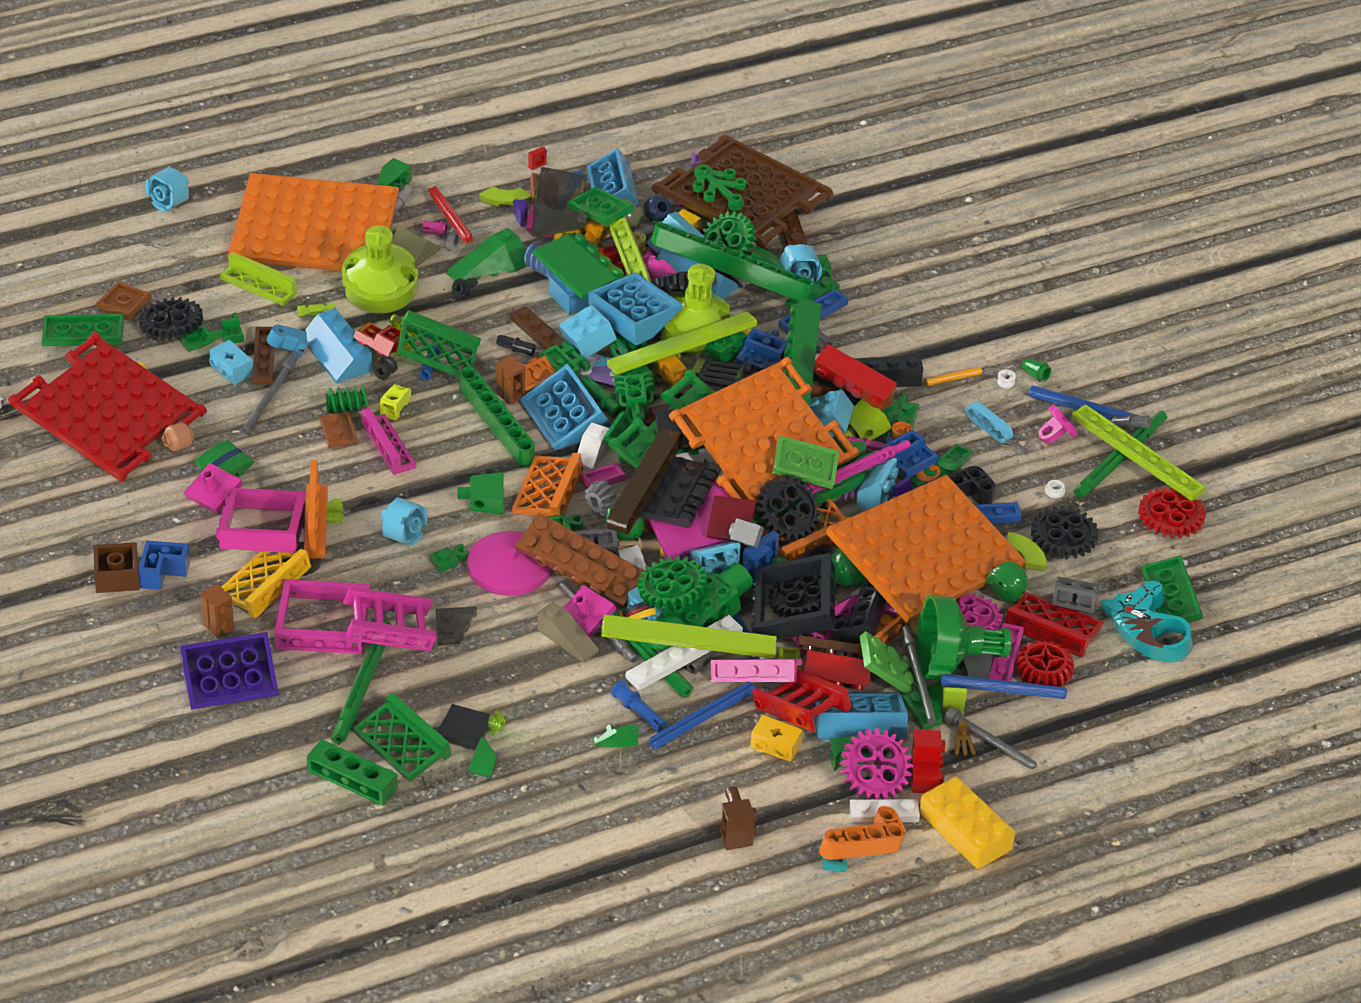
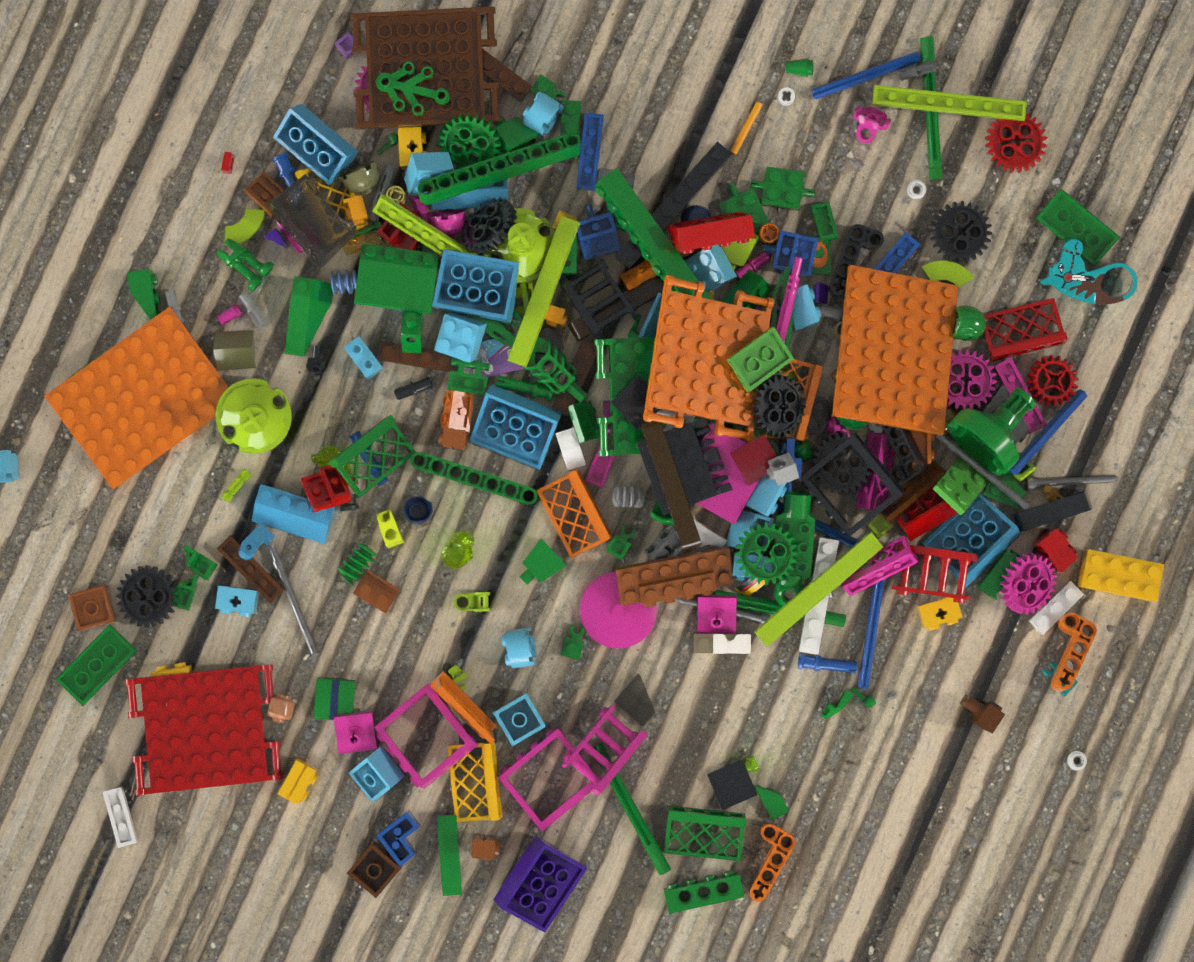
camera: 40 degrees left, 45 degrees up
(131, 484) = (298, 781): none -> yellow brick
(180, 605) = (449, 855): none -> green slope
(196, 520) = (376, 774): none -> medium azure slope
(262, 276) = (160, 488): lime fence -> none
(347, 560) = (519, 719): none -> medium azure brick
(384, 445) = (398, 569): dark pink fence -> none
(402, 478) = (474, 601): none -> lime piece
(430, 404) = (417, 510): none -> dark blue hair
(430, 441) = (458, 550): none -> clear neon green hair
(433, 795) = (767, 864): none -> orange beam
(450, 214) = (232, 295): red axle -> none
(484, 202) = (242, 254): none -> green piece
(501, 303) = (363, 357): none -> medium azure brick
(556, 304) = (412, 326): none -> green torso
(601, 206) = (347, 196): green tile -> none
(645, 755) = (868, 701): none -> green hand
(657, 207) = (373, 141): dark blue head -> none
(785, 922) = (1083, 760): none -> white plate
(943, 423) = (782, 188): none -> green plate
(963, 737) = (1053, 511): none -> black beam
(980, 415) = (815, 160): medium azure beam -> none
(1075, 594) = (1023, 297): dark grey brick -> none

